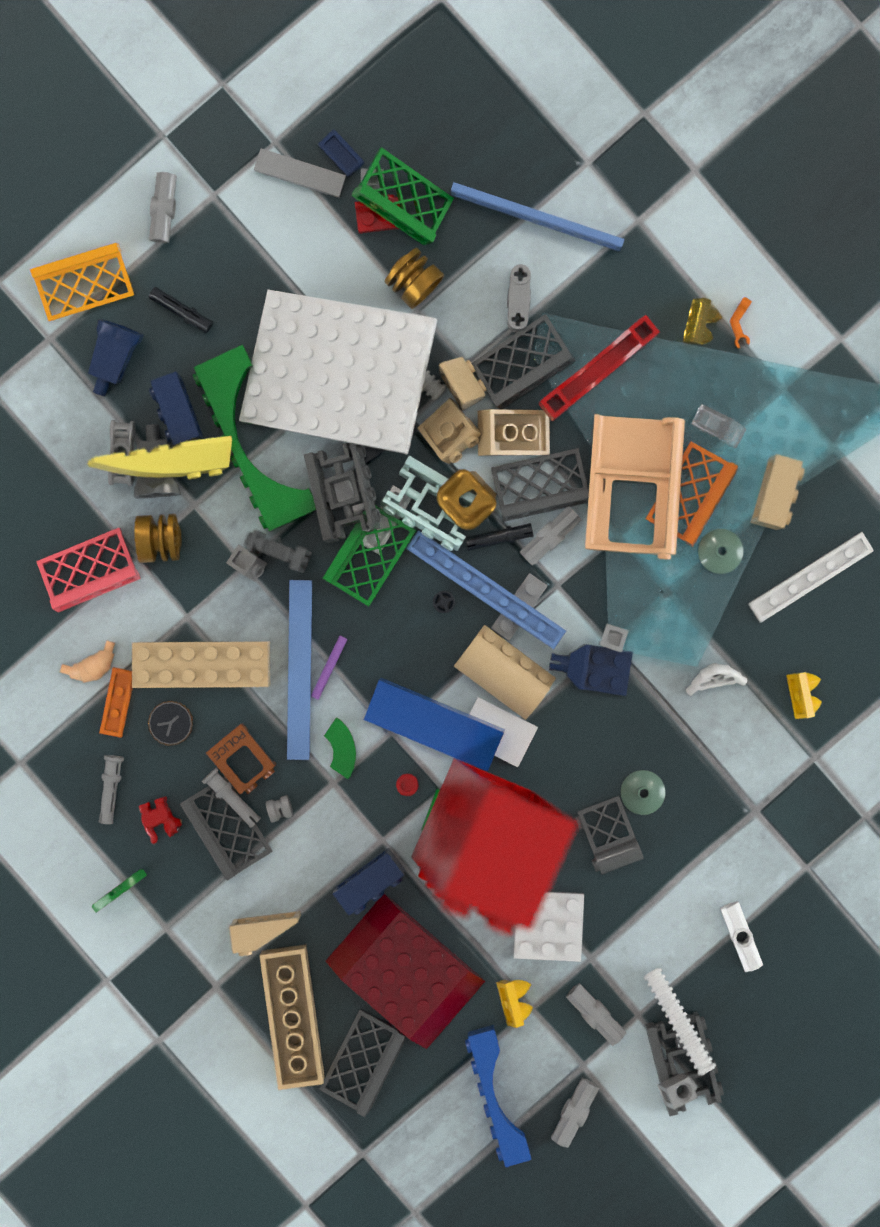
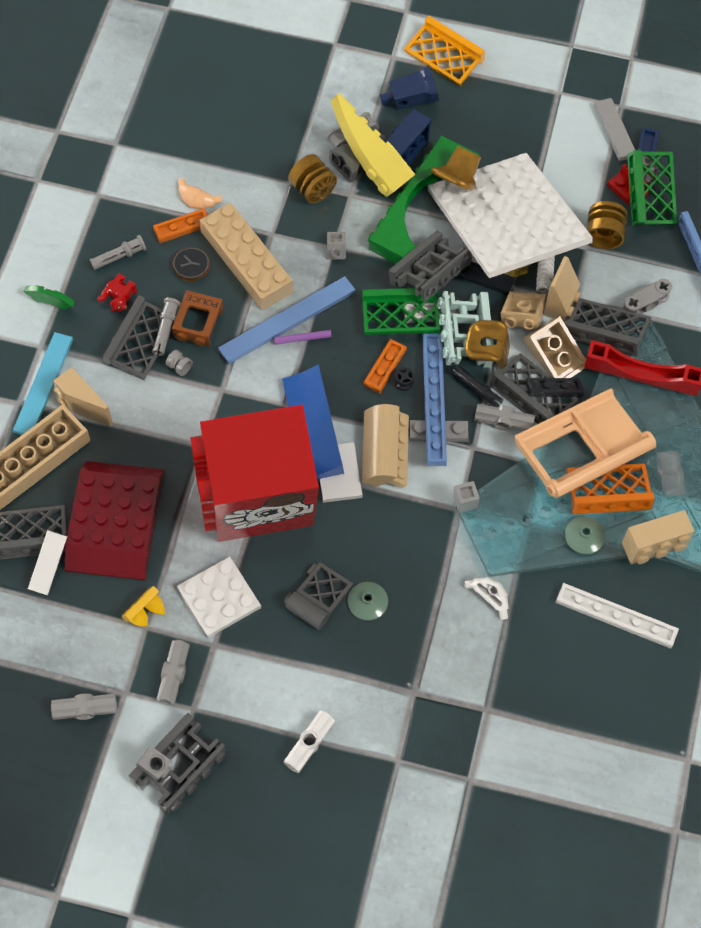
camera: 50 degrees right, 25 degrees down
(93, 588) = (251, 166): coral fence -> none
(162, 207) = (527, 67): light grey piece -> none
(186, 313) = (472, 118): black pin -> none
(213, 952) = (43, 383): none -> medium azure tile
(250, 376) = (461, 165): none -> pearl gold piece
(298, 558) = (361, 244): dark grey fence -> none
(343, 748) = (252, 379): green tile -> none
(369, 882) = (164, 446): dark blue brick -> none
(414, 1064) = (47, 562): none -> white tile
(415, 609) = (385, 366): none -> orange tile
(512, 1140) = (89, 610): blue arch -> none
(553, 465) = (554, 387): none -> black tile
(595, 668) = (434, 505): dark blue plate -> none
(679, 1021) = (210, 732): white piece -> none
(800, 686) = (532, 658): yellow tile -> none

